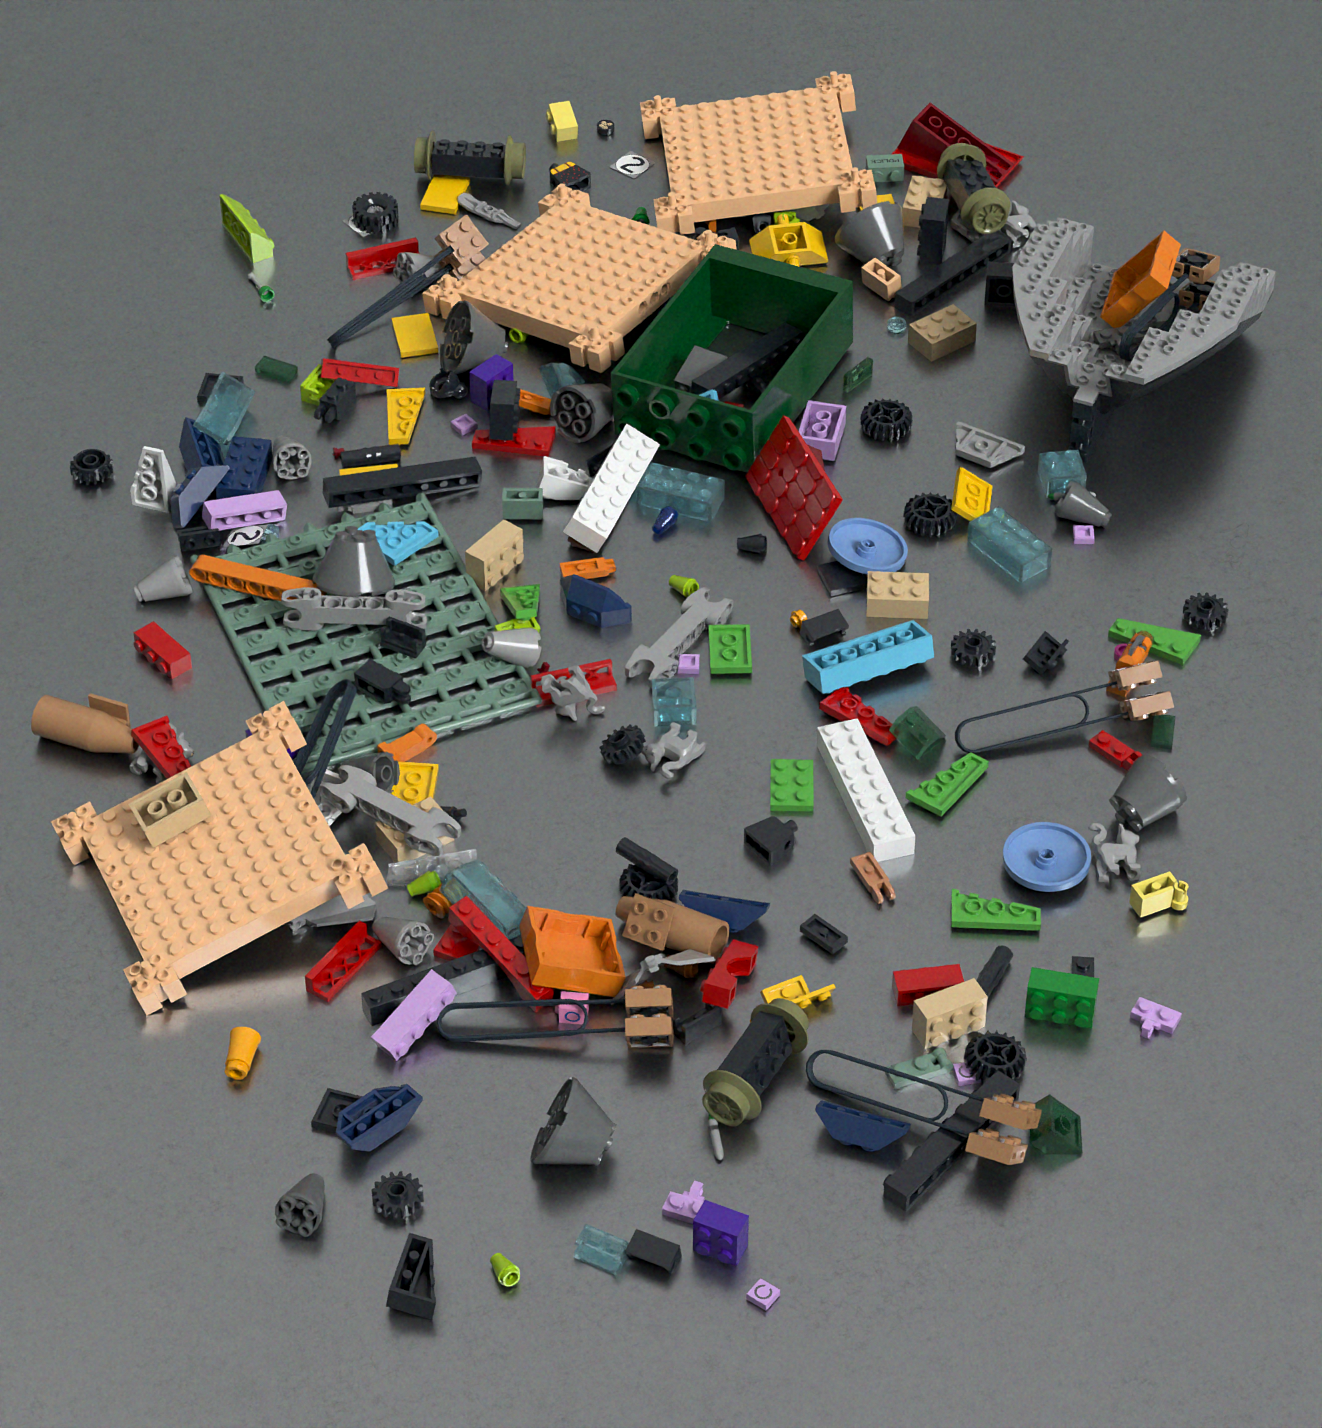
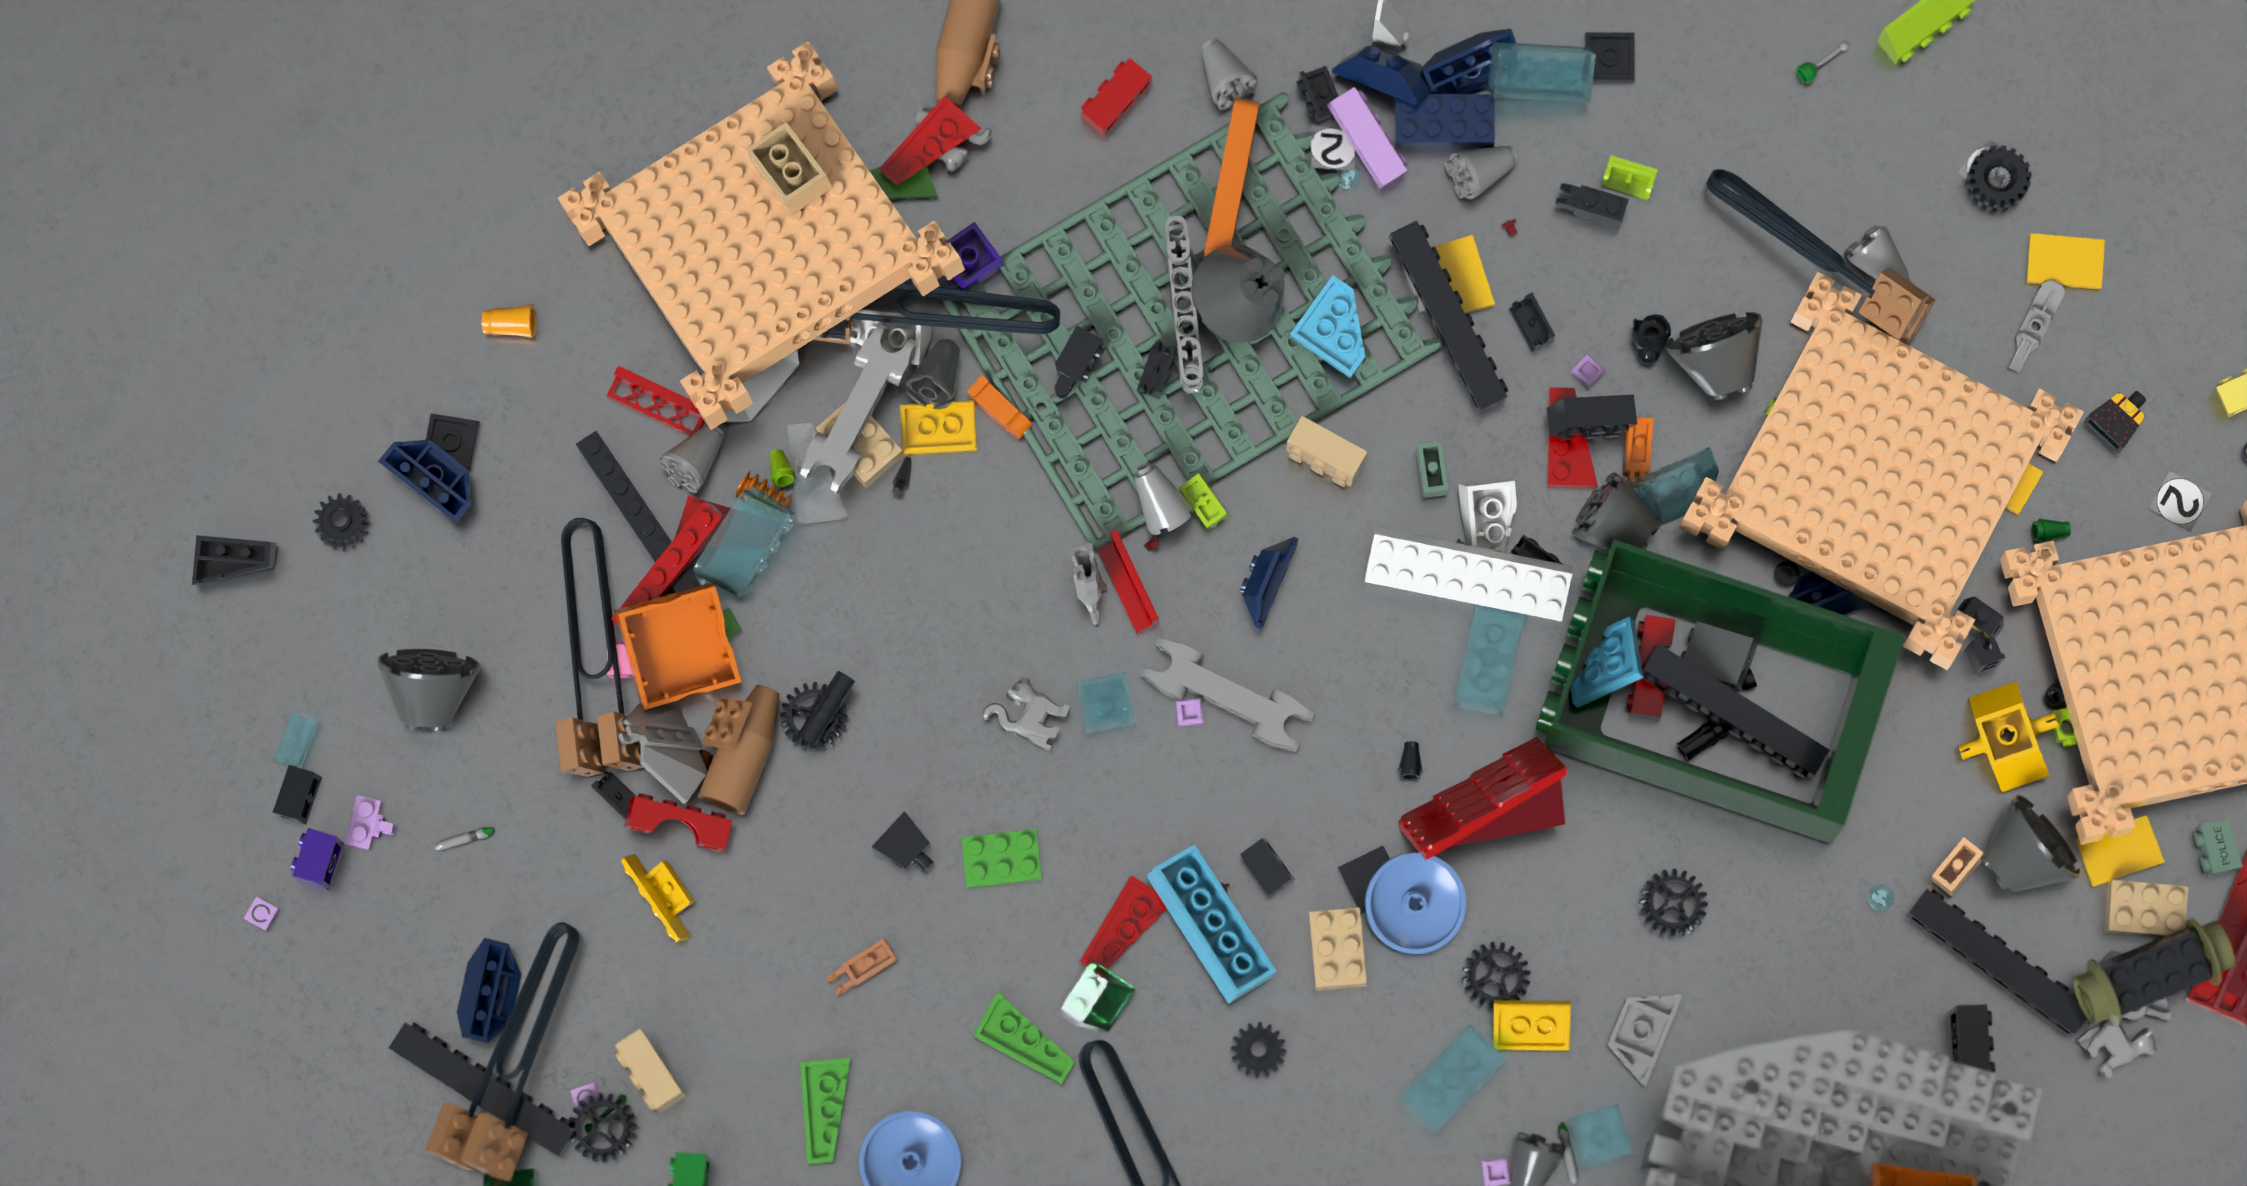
camera: 85 degrees right, 35 degrees up
(276, 368) = (1659, 117): clear green tile -> none
(302, 1206) = (315, 428): dark grey cone -> none
(359, 372) = (1653, 222): red fence -> none
(370, 455) = (1503, 267): black axle -> none
(378, 256) = (1910, 205): red fence -> none
(403, 410) = (1599, 290): yellow wing -> none
(414, 335) = (1756, 277): yellow tile -> none
(414, 1015) = (573, 493): lavender brick -> none
(418, 444) = (1532, 322): none -> black hinge
(469, 158) = (2118, 281): black brick -> none
(483, 378) = (1655, 392): dark purple brick -> none
(506, 1272) = (259, 646): lime cone -> none
(522, 600) = (1255, 497): bright green wing -> none
(588, 568) = (1333, 565): orange hinge -> none
(623, 745) = (1026, 654): black gear -> none
(665, 519) = (1438, 648): clear blue cone -> none
(684, 585) = (1321, 688): lime cone -> none
(730, 649) = (1217, 757): bright green plate -> none
(735, 911) = (783, 804): dark blue wedge -> none
(771, 1037) = (547, 865): brick -> none
(797, 618) = (1282, 833): light orange plate -> none
(823, 427) = (1631, 821): lavender brick -> none
(823, 933) = (766, 920): black plate -> none
(857, 374) = (1759, 857): clear green tile -> none
(865, 790) = (995, 943): white brick -> none
(920, 982) = (703, 1044): red brick -> none
(921, 1067) = (584, 1045): sand green plate -> none
(933, 230) = (2057, 926): black brick -> none
(942, 332) = (1862, 958): tan brick -> none
(994, 969) = (727, 1113): black axle -> none
(1044, 652) = (1261, 1139): black bracket -> none

